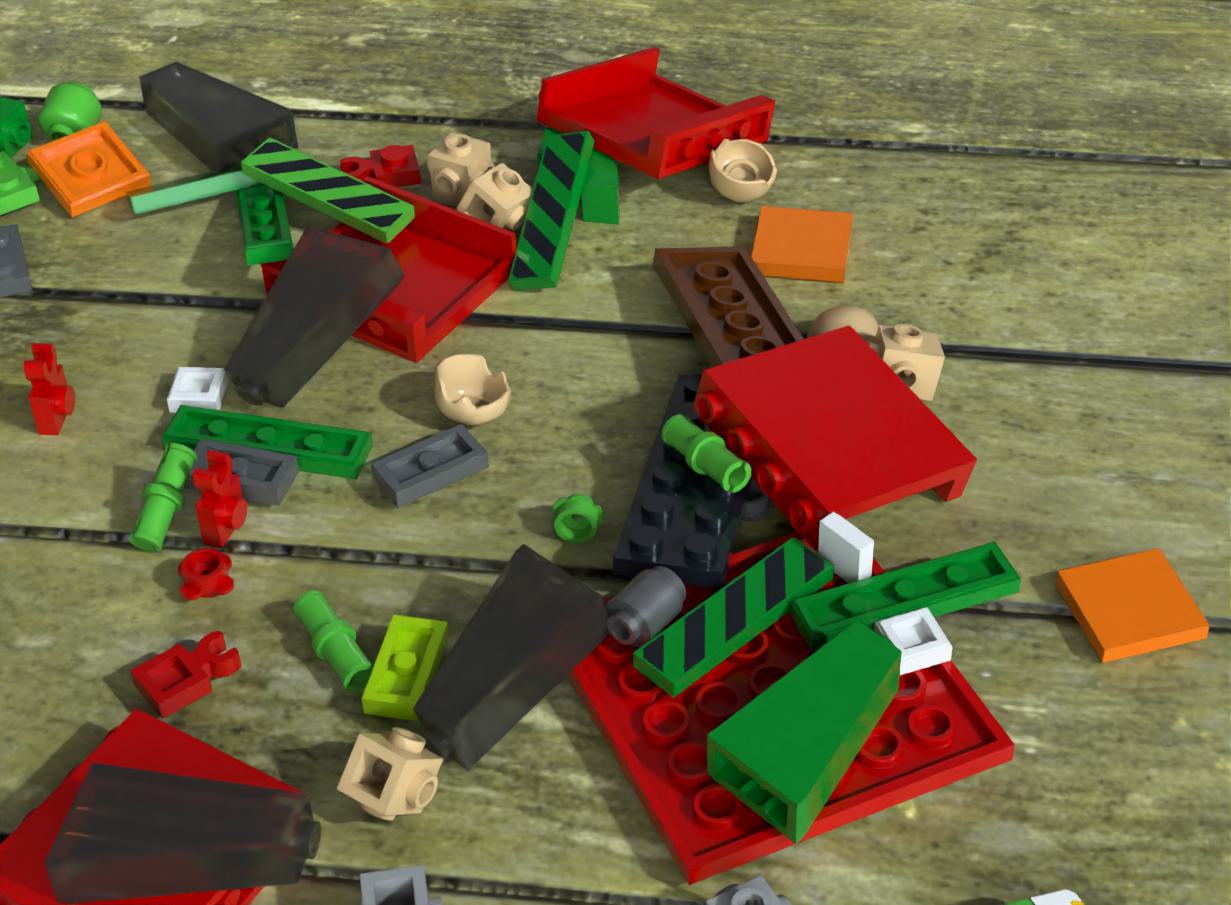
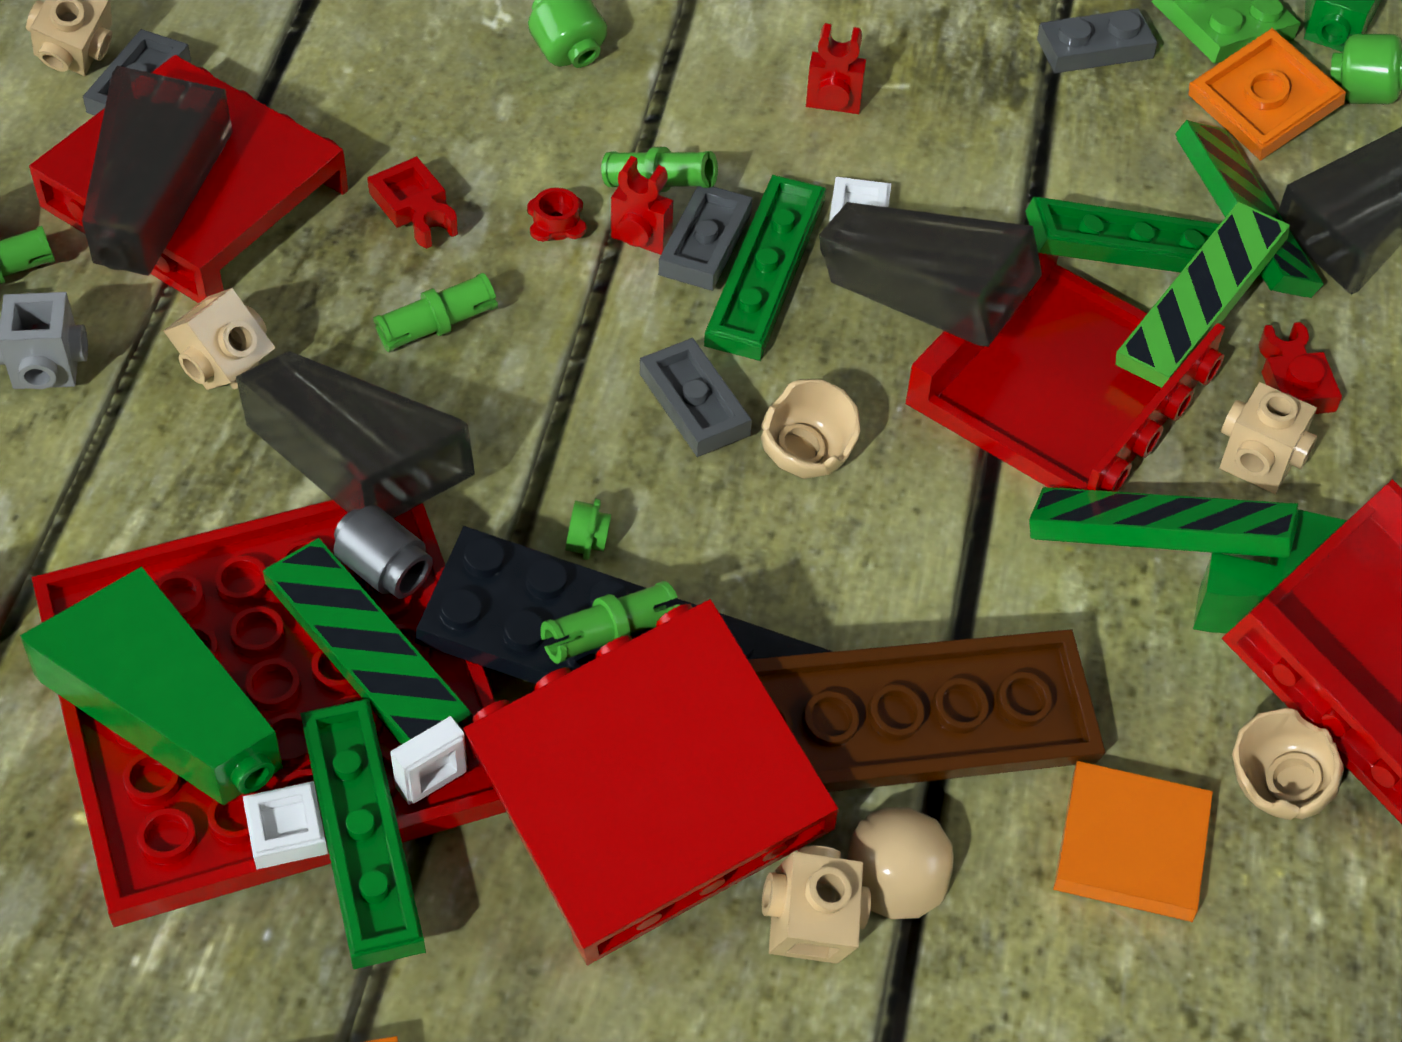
camera: 90 degrees right, 10 degrees up
(405, 666) = (389, 363): lime plate -> none
(497, 197) = (1196, 445): tan brick -> none

